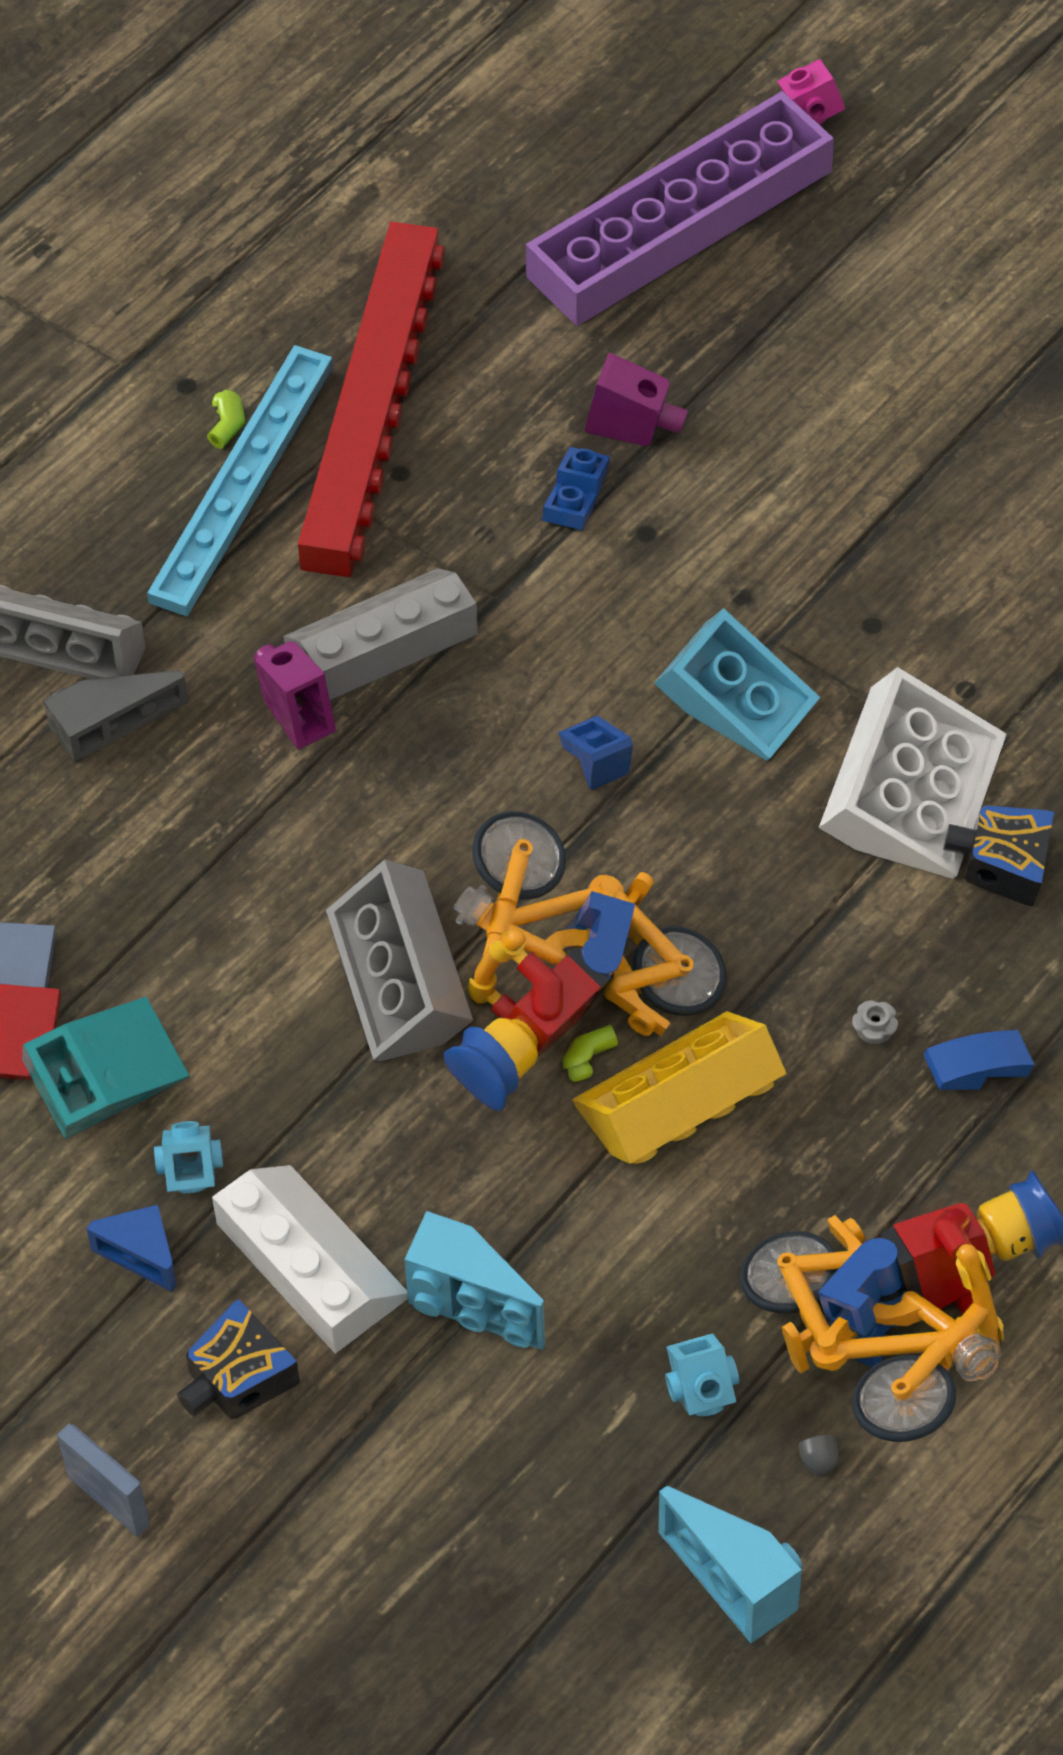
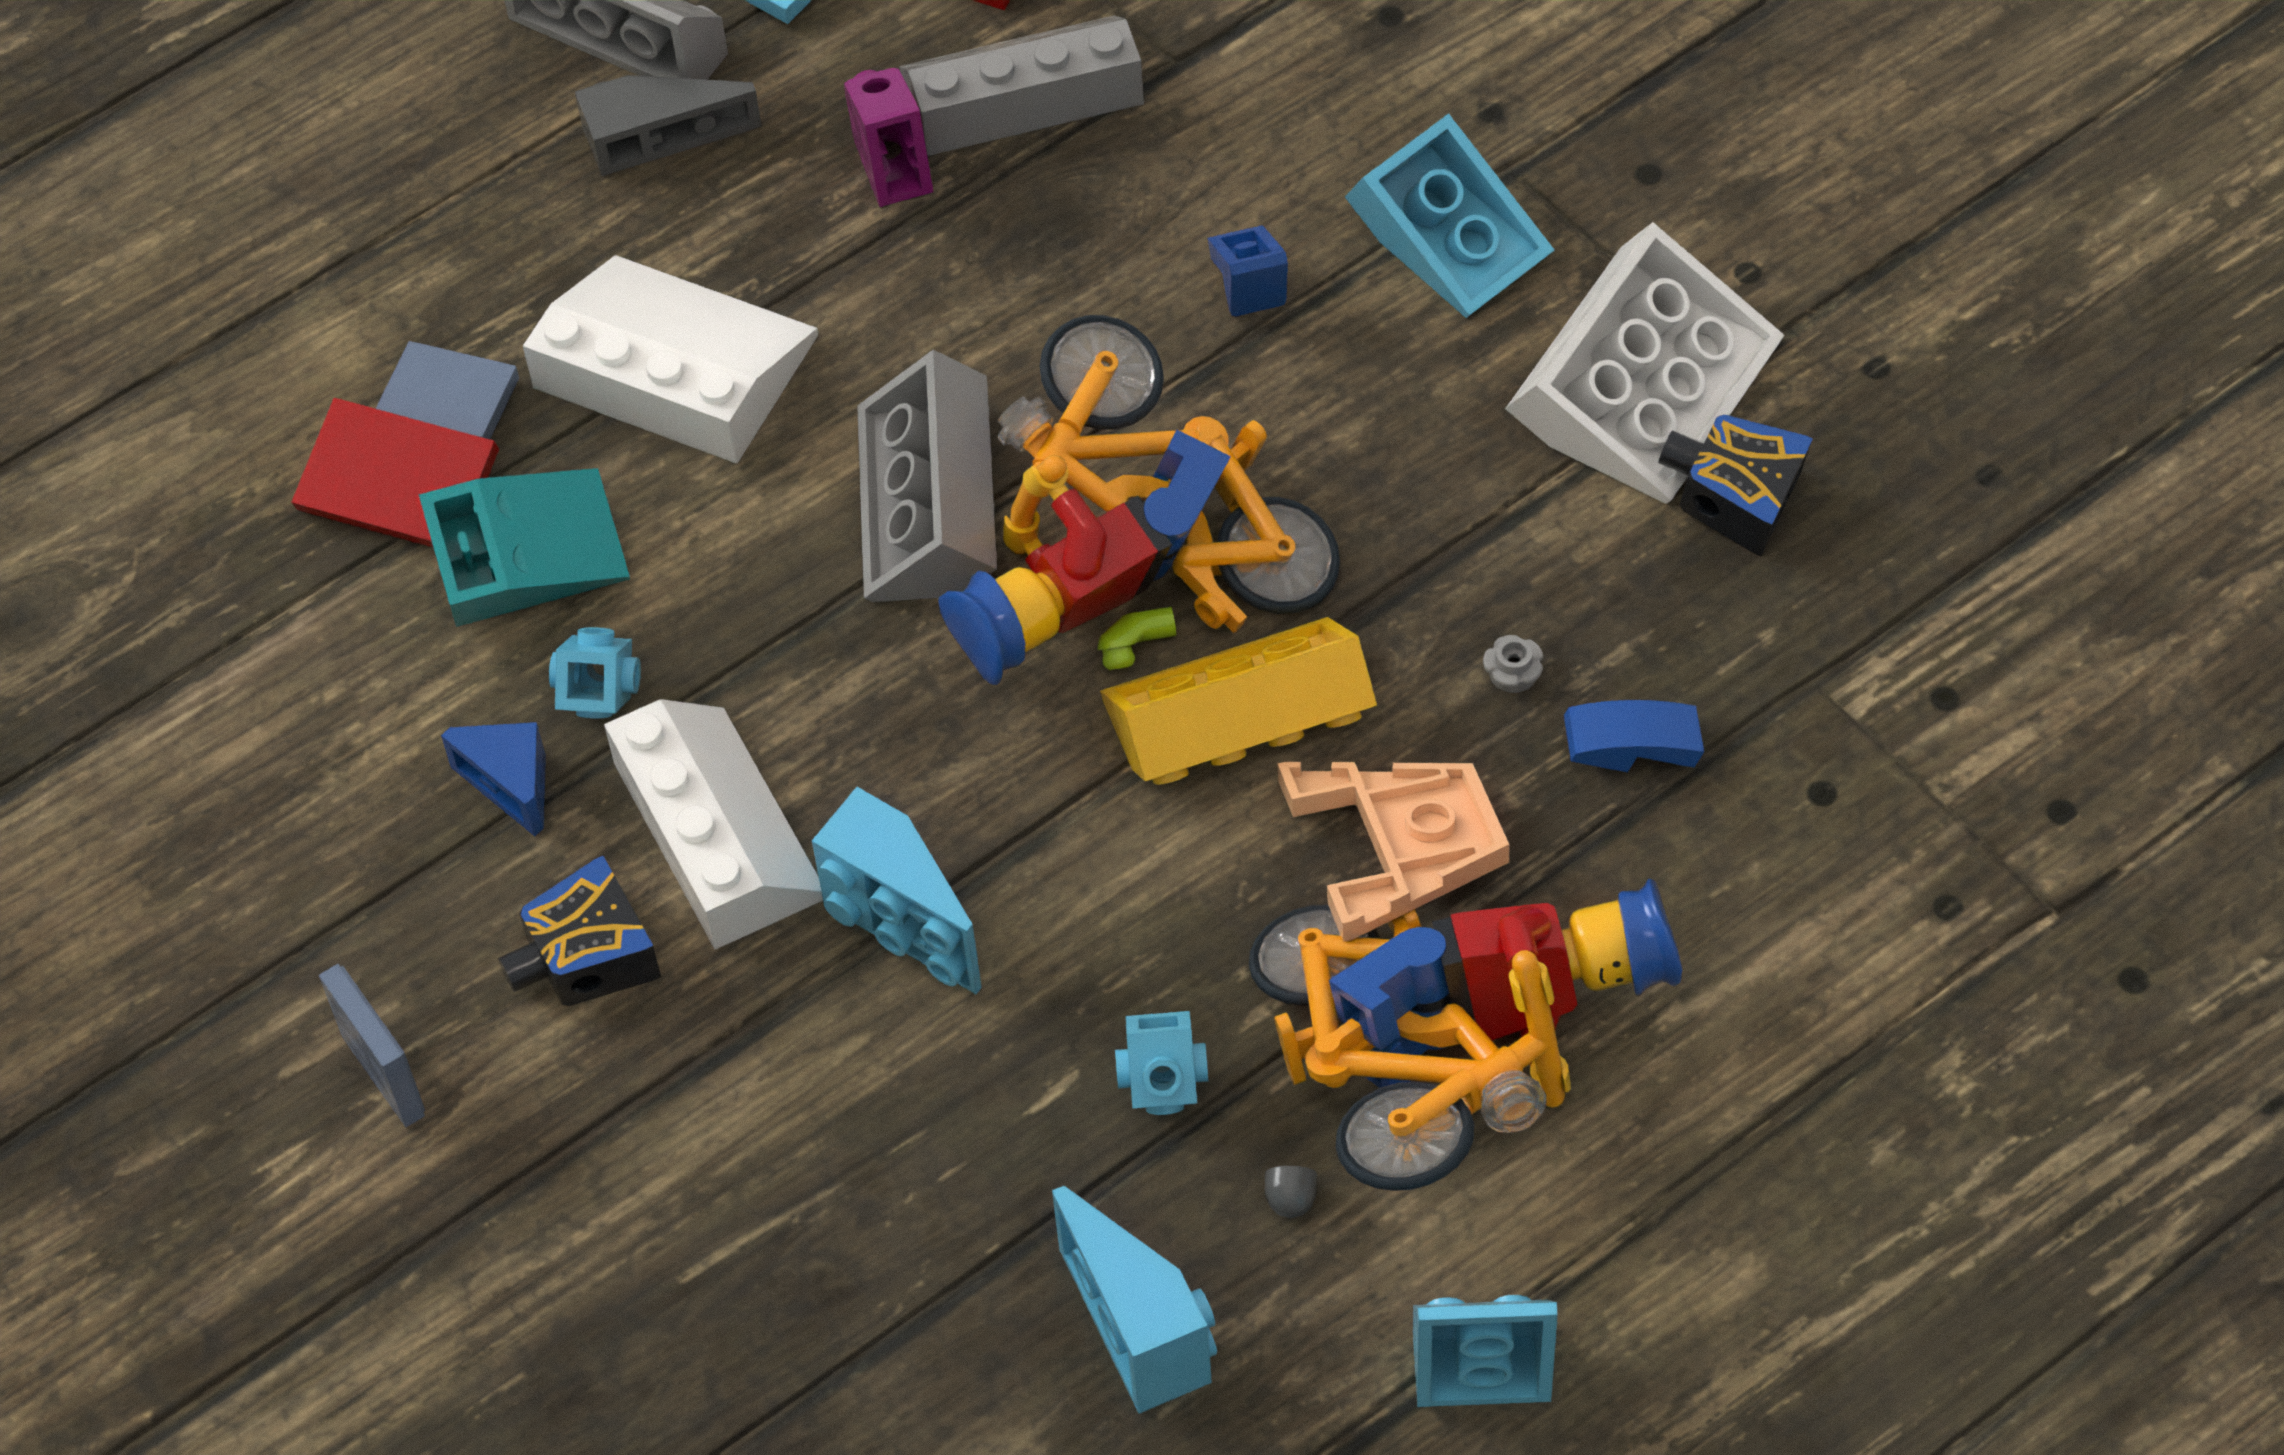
camera: 15 degrees right, 0 degrees up
(170, 897) = (667, 356): none -> white slope
(845, 1157) = (1424, 823): none -> light nougat wing
(998, 1544) = (1484, 1351): none -> medium azure slope

